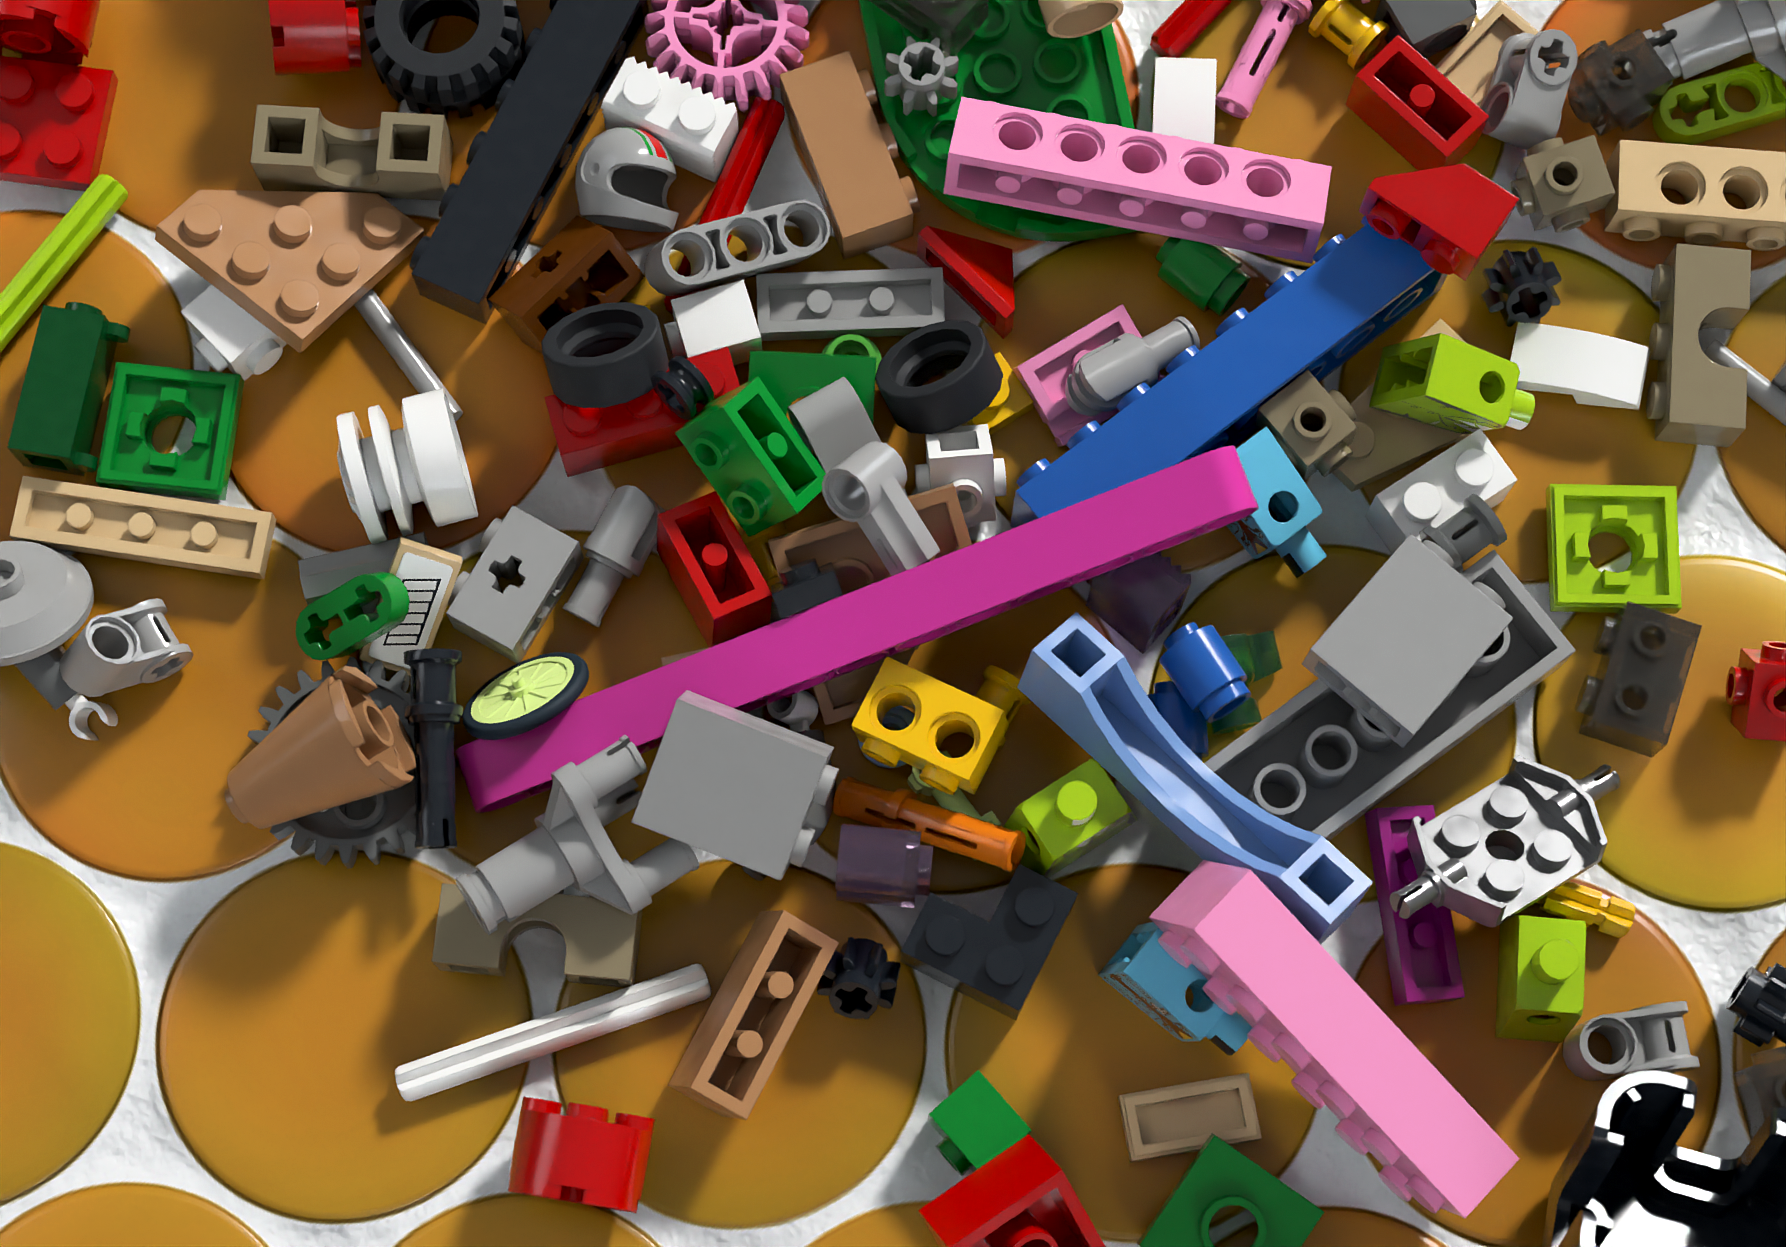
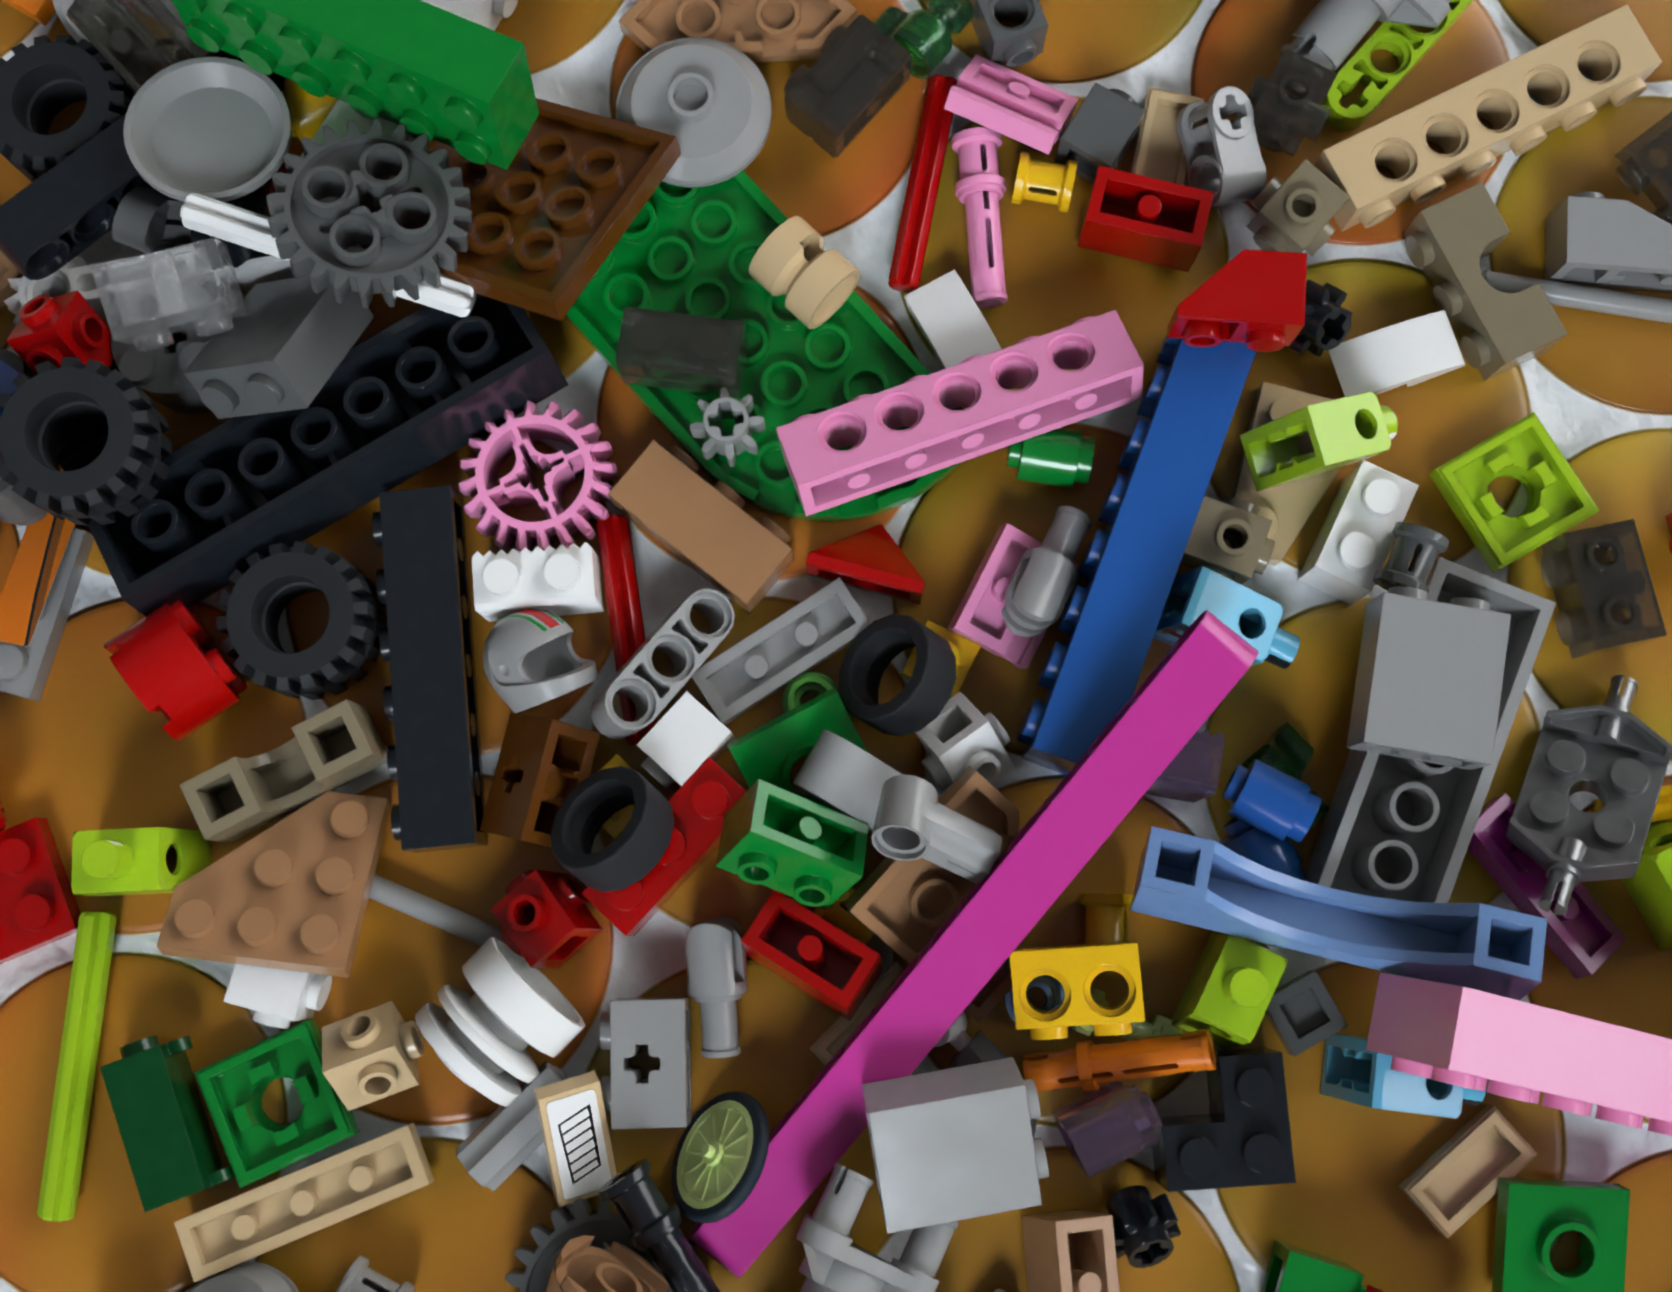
camera: 25 degrees left, 5 degrees up
(173, 147) = (135, 860): none -> lime torso
(277, 434) = (371, 1055): none -> tan brick
(347, 604) = (541, 1186): green beam -> none
(499, 407) = (545, 918): none -> red brick
(682, 387) = (698, 823): black bush -> none
(805, 586) = (907, 935): black plate -> none
(1123, 887) = (1304, 1013): none -> dark grey plate

